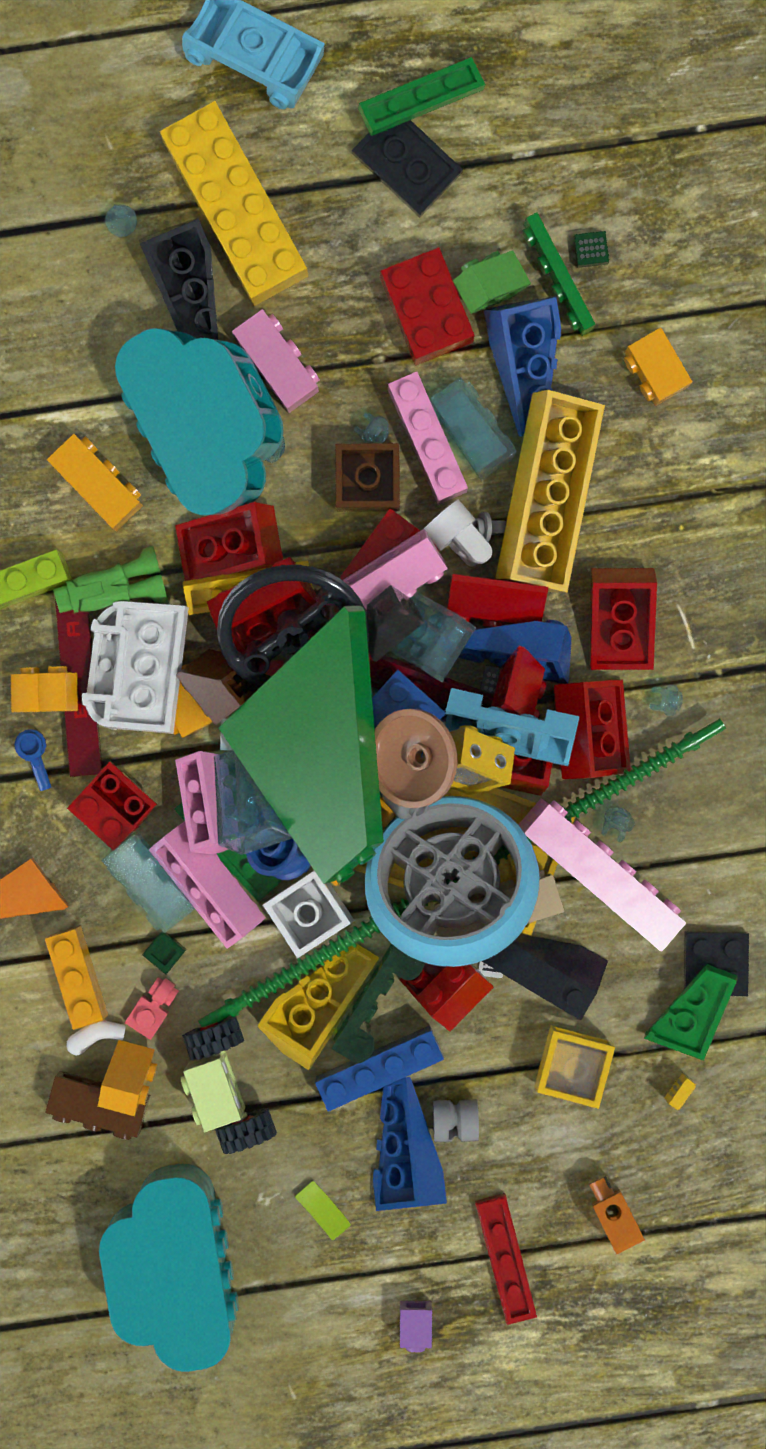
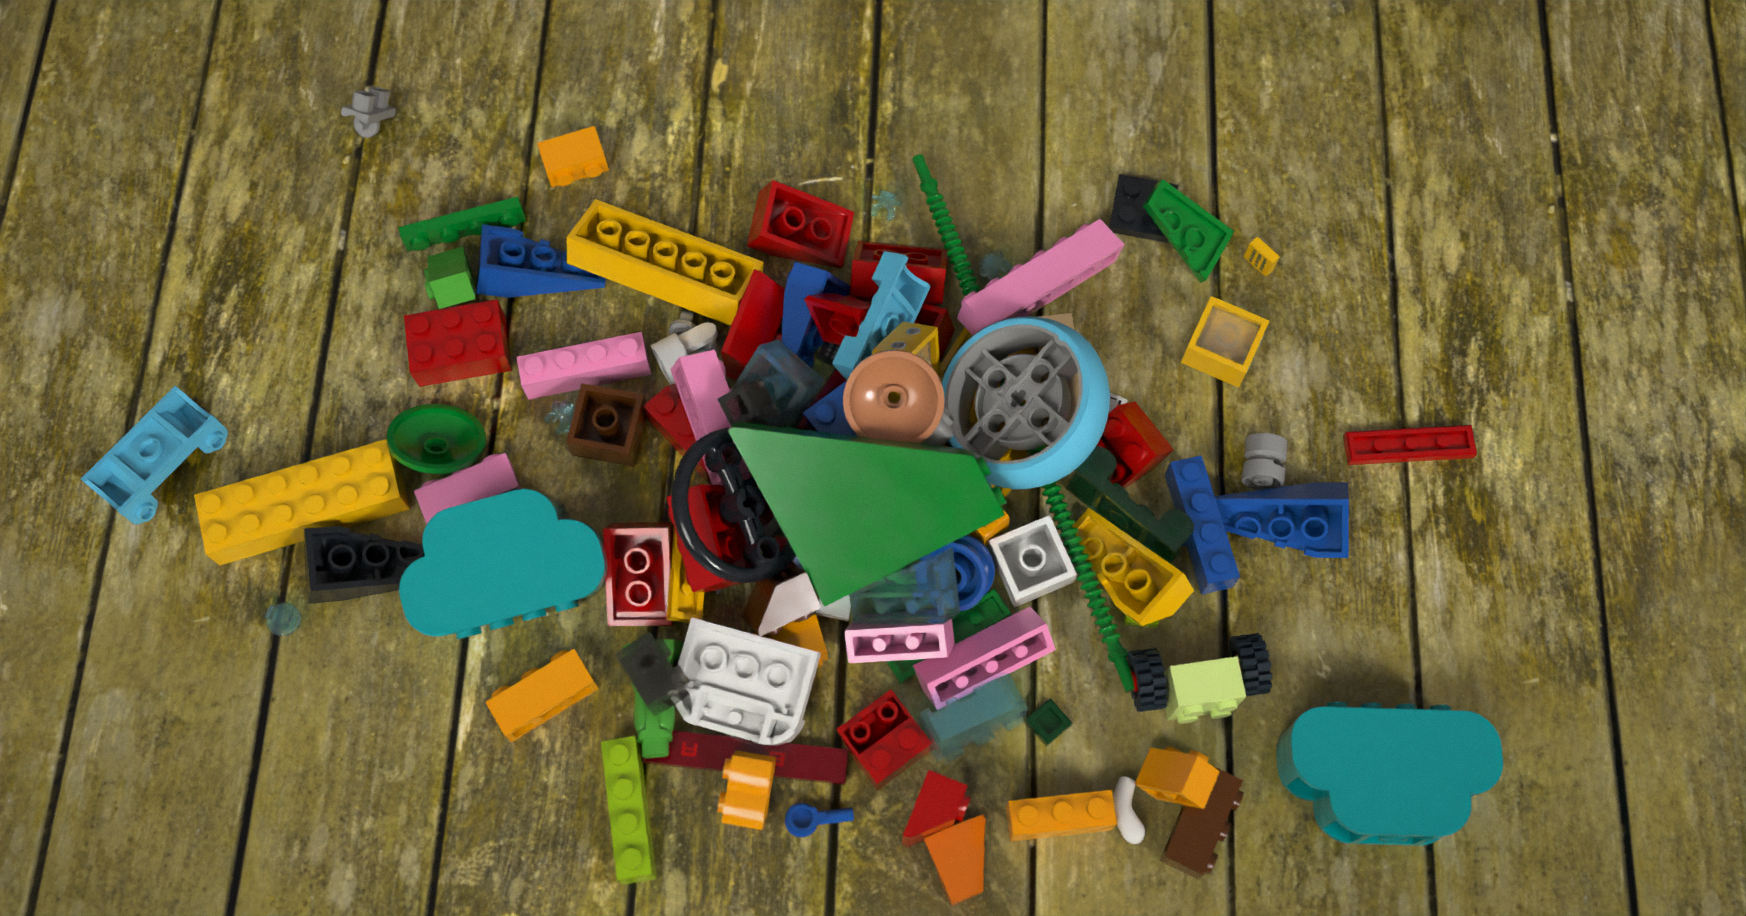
camera: 80 degrees left, 20 degrees down
(55, 864) = (936, 808): none -> red slope
(123, 584) = (653, 674): none -> clear smoke brick
(148, 1013) = (1113, 751): coral plate -> none
(323, 1210) = (1342, 613): lime sticker -> none
(335, 312) = (436, 438): none -> green dish
(408, 165) = (314, 340): black tile -> none
(415, 1325) = (1470, 539): medium lavender brick -> none
(421, 96) = (256, 312): green plate -> none
(473, 428) = (589, 317): clear light blue wedge -> none
(554, 970) = (1132, 343): black wedge -> none
(591, 249) = (448, 195): dark green tile -> none
(621, 1228) = (1379, 330): orange torso -> none
(669, 141) = (369, 109): none -> light grey hips

